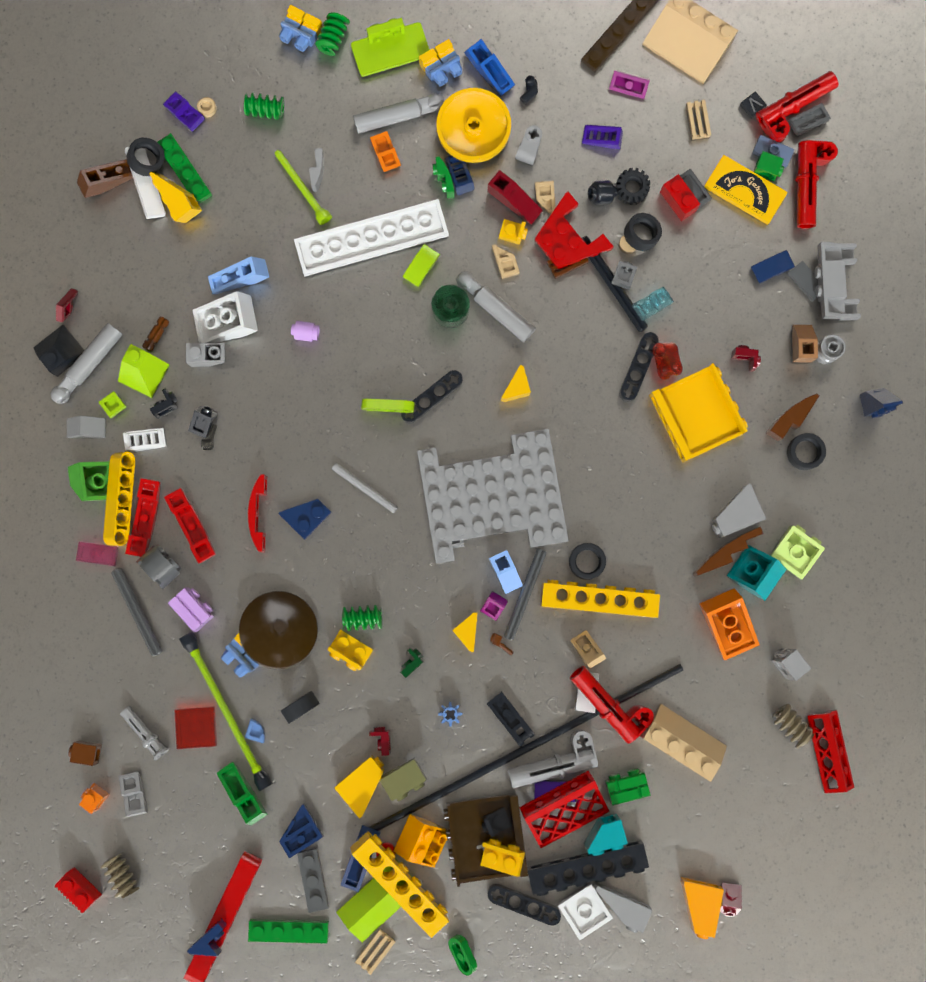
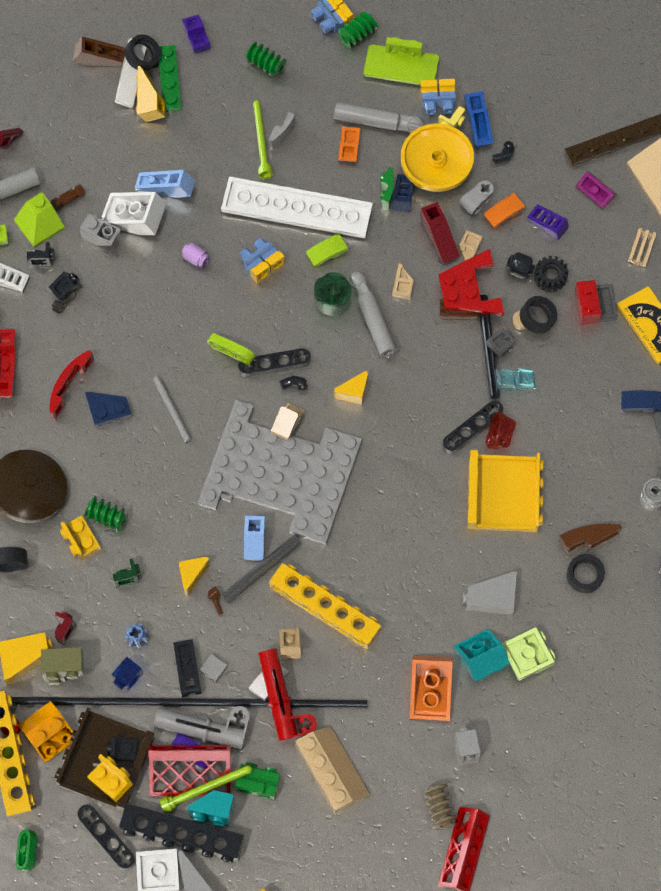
camera: 30 degrees right, 15 degrees down
(206, 107) = (217, 39): tan tile -> none
(369, 306) = (262, 261): none -> hips
(461, 404) = (294, 380): none -> black arm
(462, 753) = (126, 674): none -> clear blue brick
(471, 79) = (456, 120): none -> light yellow bracket
(475, 447) = (287, 421): none -> slope
(494, 605) = (228, 565): magenta slope -> none
(513, 231) = (424, 261): yellow bracket -> none
(532, 705) = (213, 668): none -> light grey tile
(559, 145) = (503, 210): none -> orange slope
(561, 847) = (169, 803): none -> lime piece
(600, 554) = (335, 553): black tyre -> none
(723, 555) = (455, 624): reddish brown slope -> none
(743, 352) = (576, 462): dark red bracket -> none
(804, 343) = (633, 479): medium nougat slope -> none

